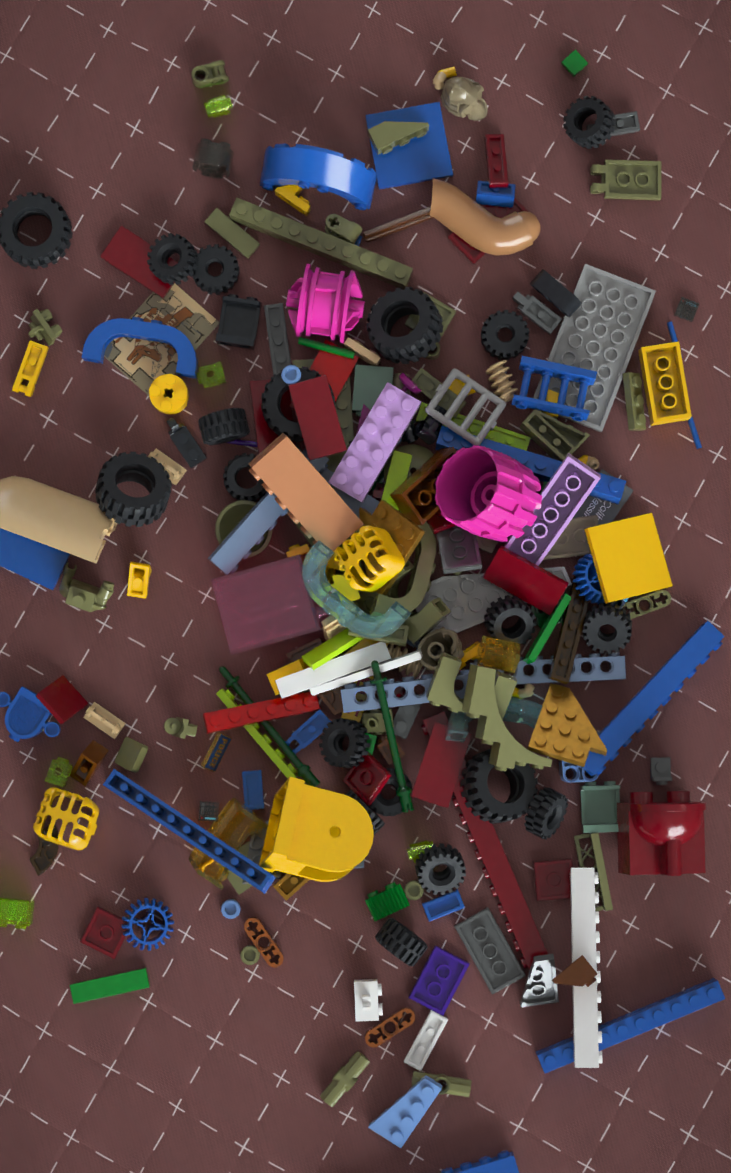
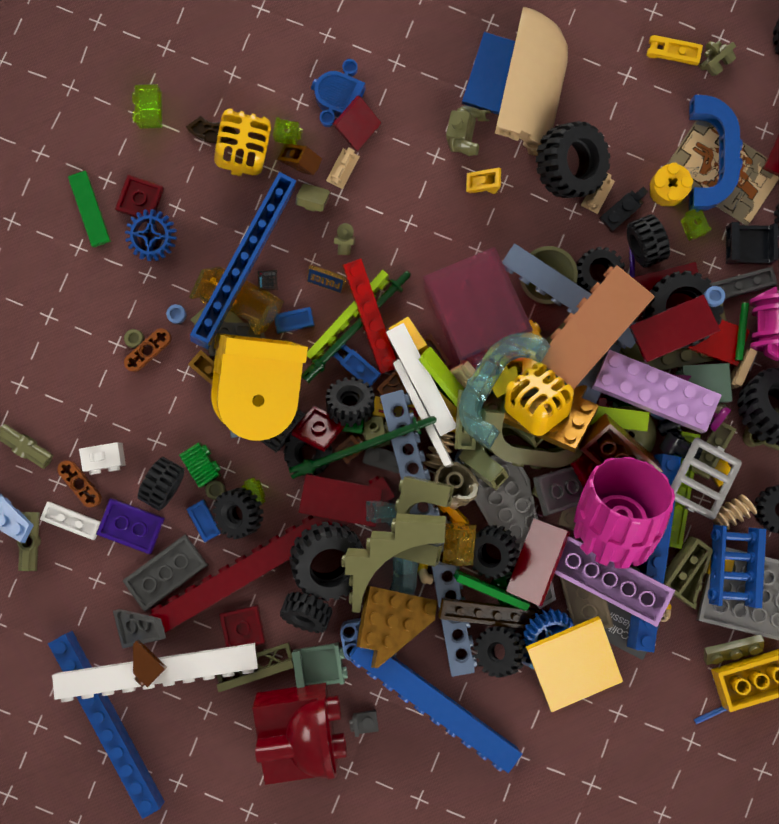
camera: 85 degrees right, 0 degrees up
(659, 605) = (539, 695): olive beam -> none

